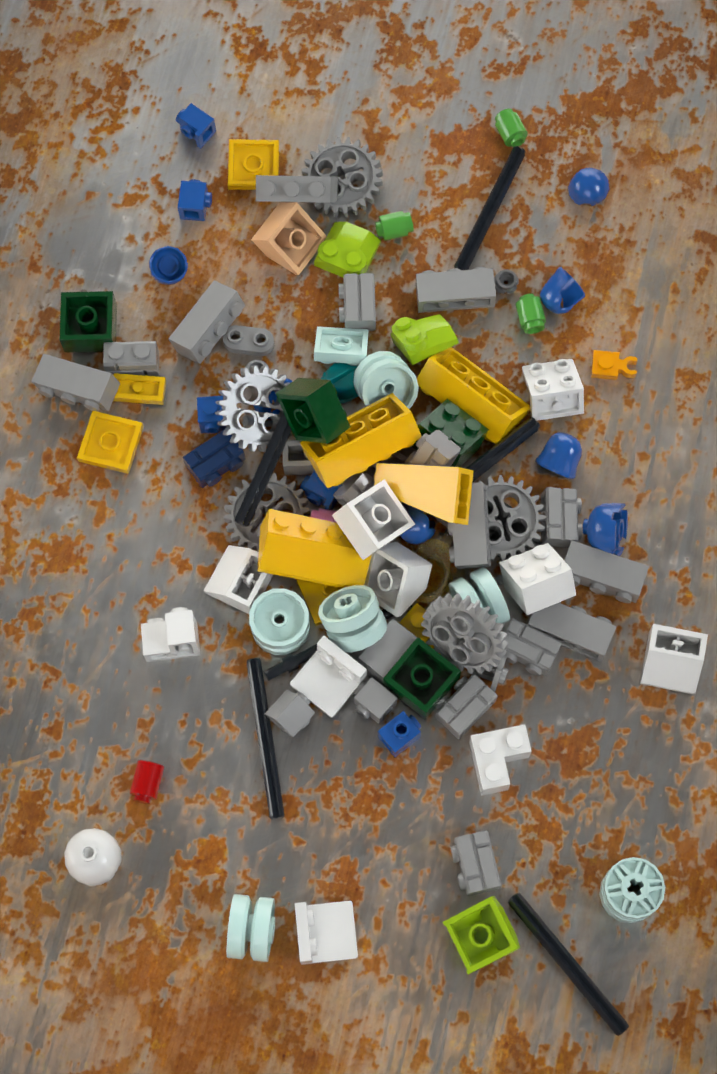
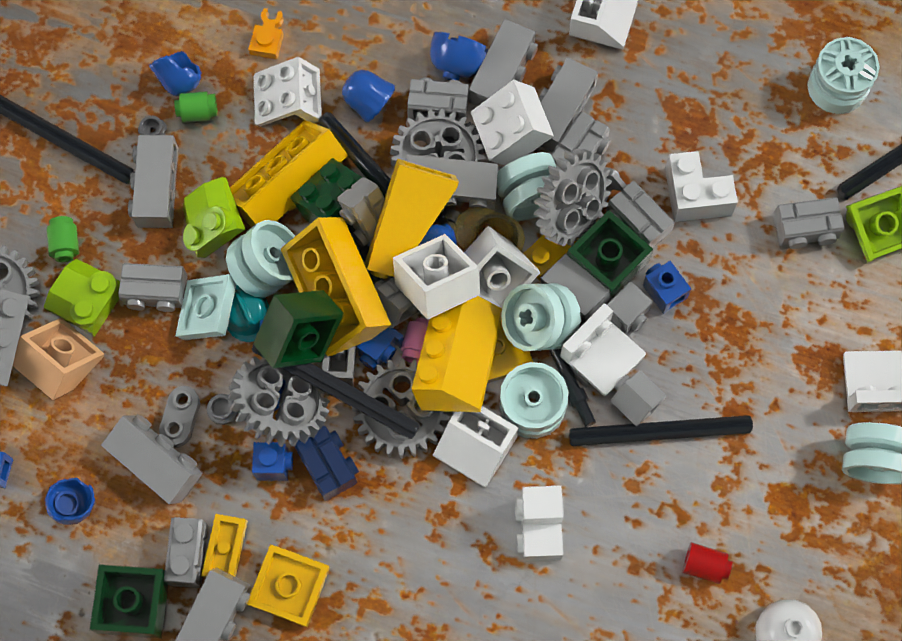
camera: 85 degrees left, 0 degrees up
(588, 186) = (51, 33): blue hair -> none

